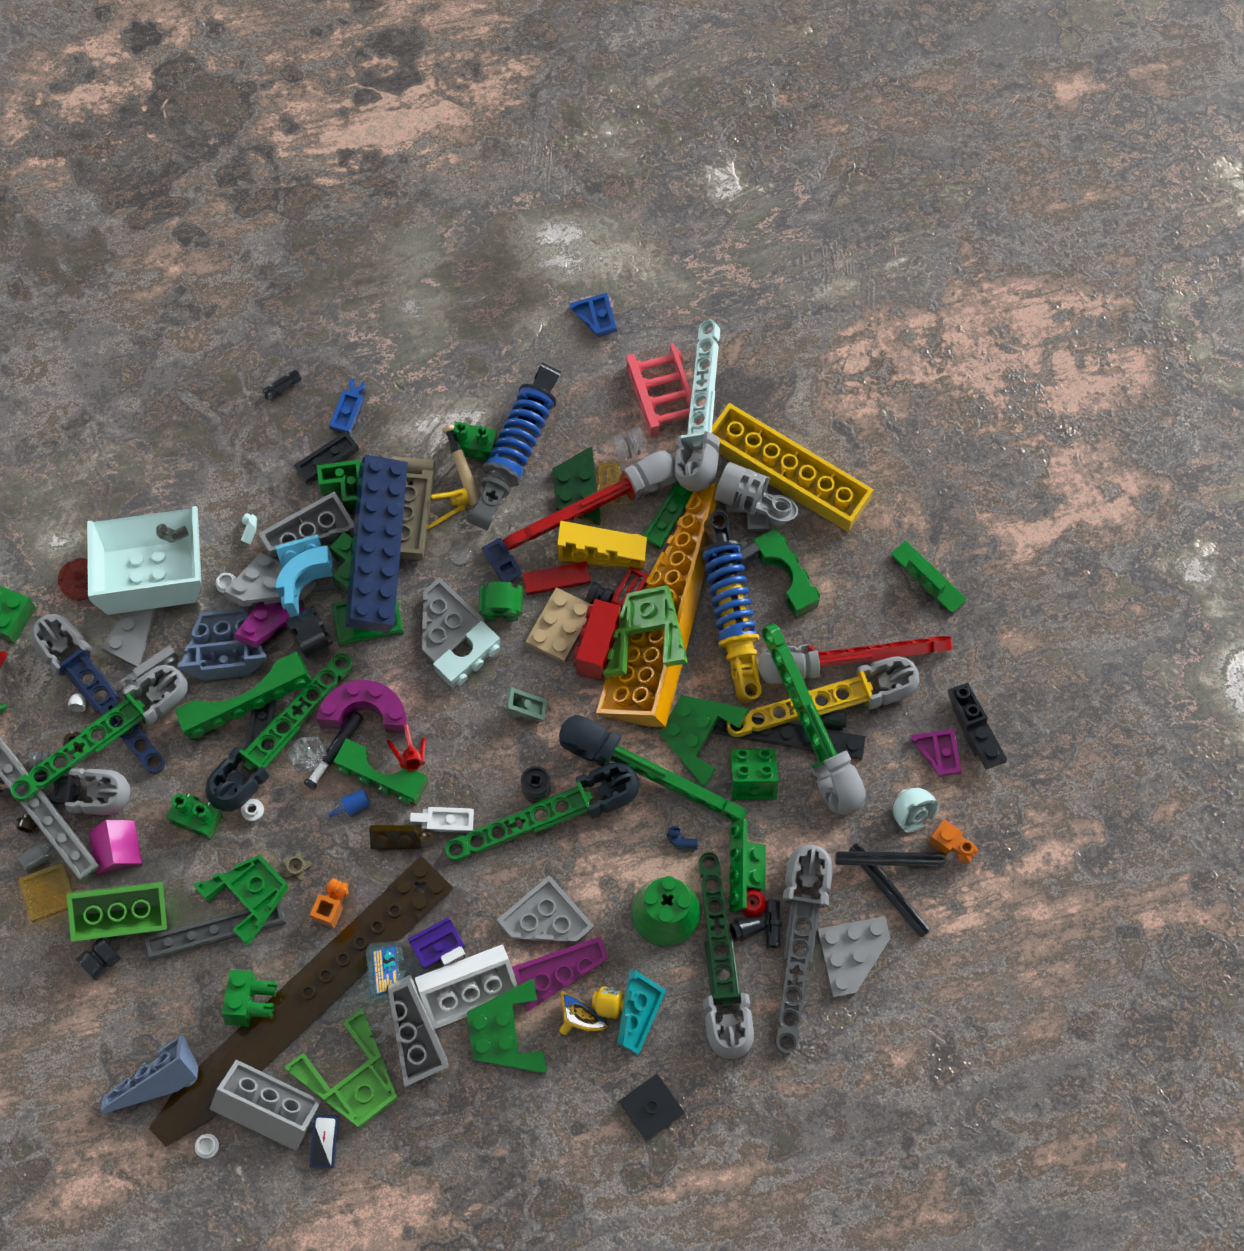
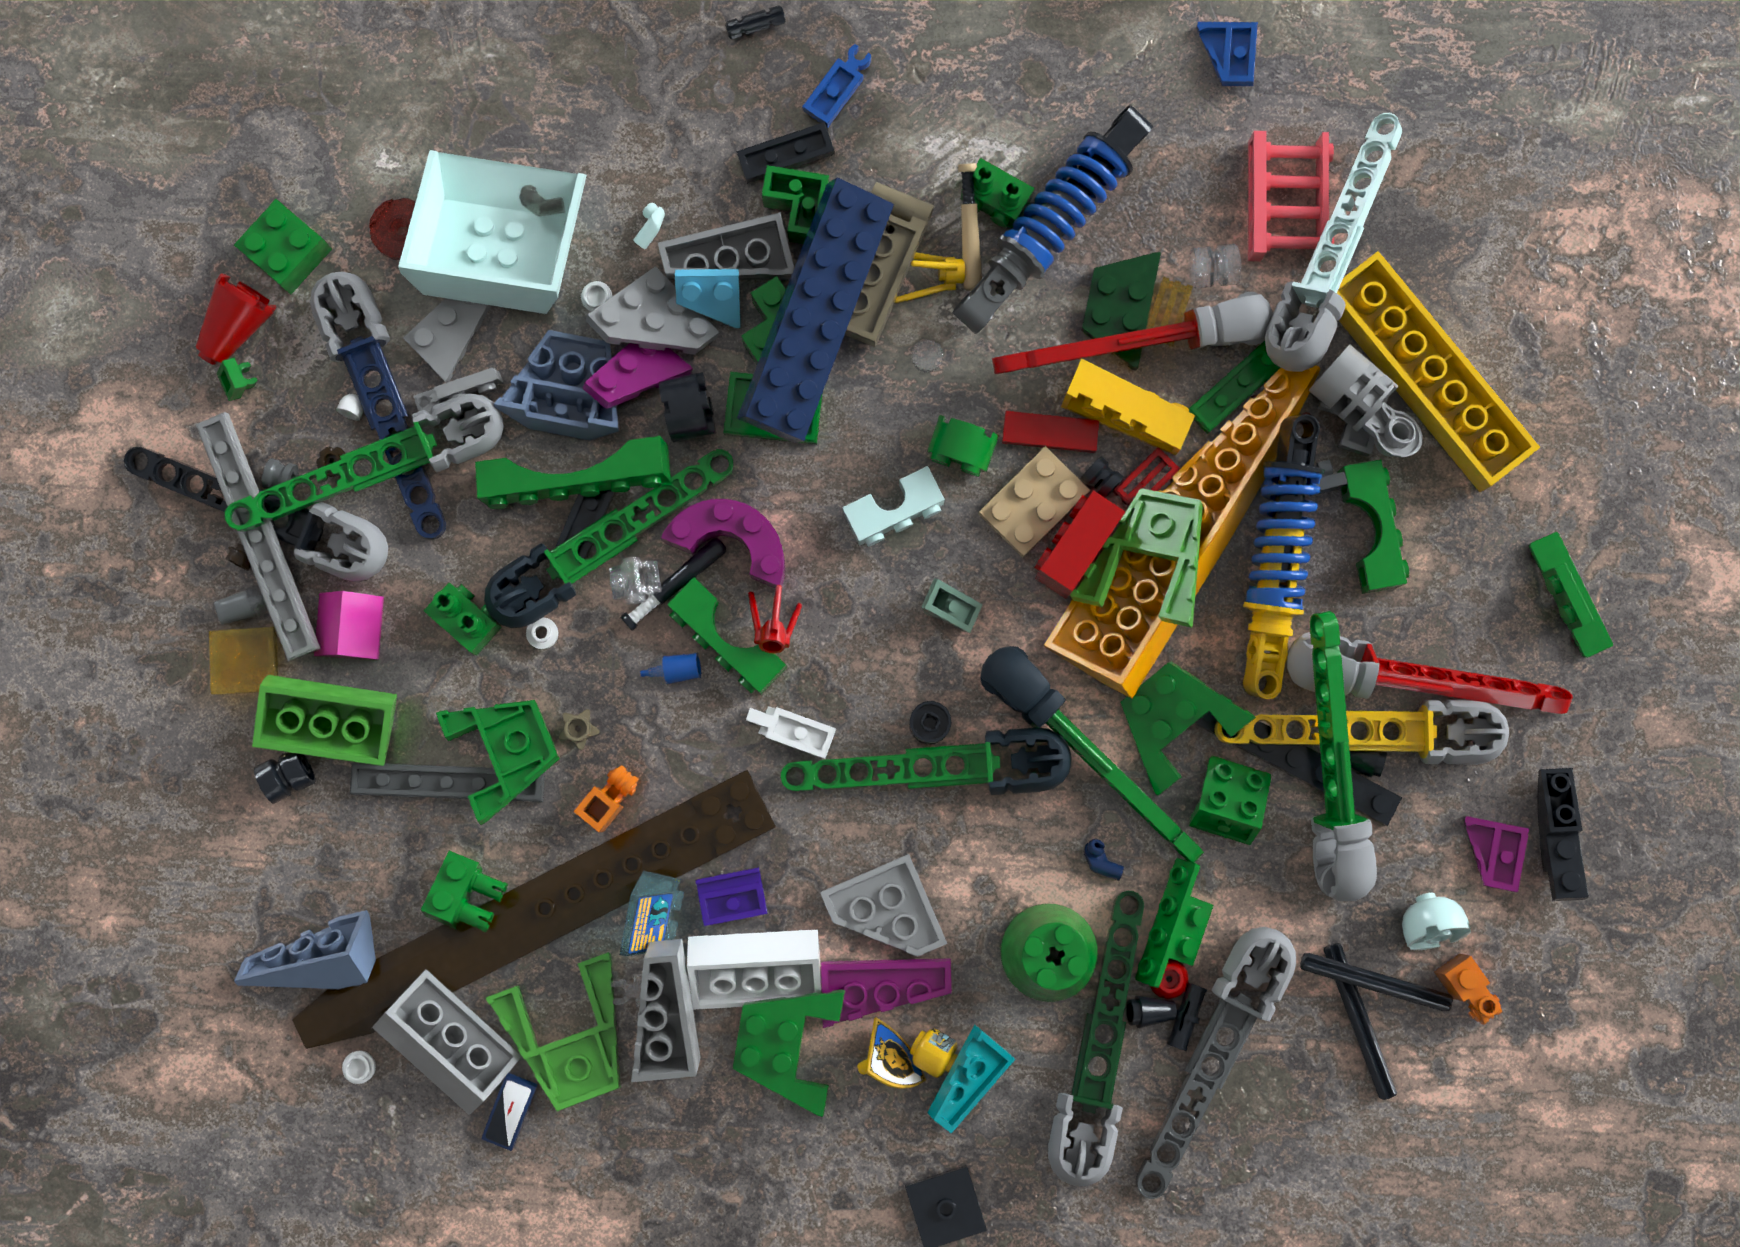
camera: 20 degrees right, 15 degrees up
(300, 571) = (697, 318): medium azure arch -> none
(399, 837) = (726, 736): dark brown hinge -> none
(445, 620) = (878, 447): light grey plate -> none
(453, 956) = (747, 924): white tile -> none
(501, 560) = (982, 382): dark blue slope -> none
(851, 952) = (1280, 1089): light grey plate -> none

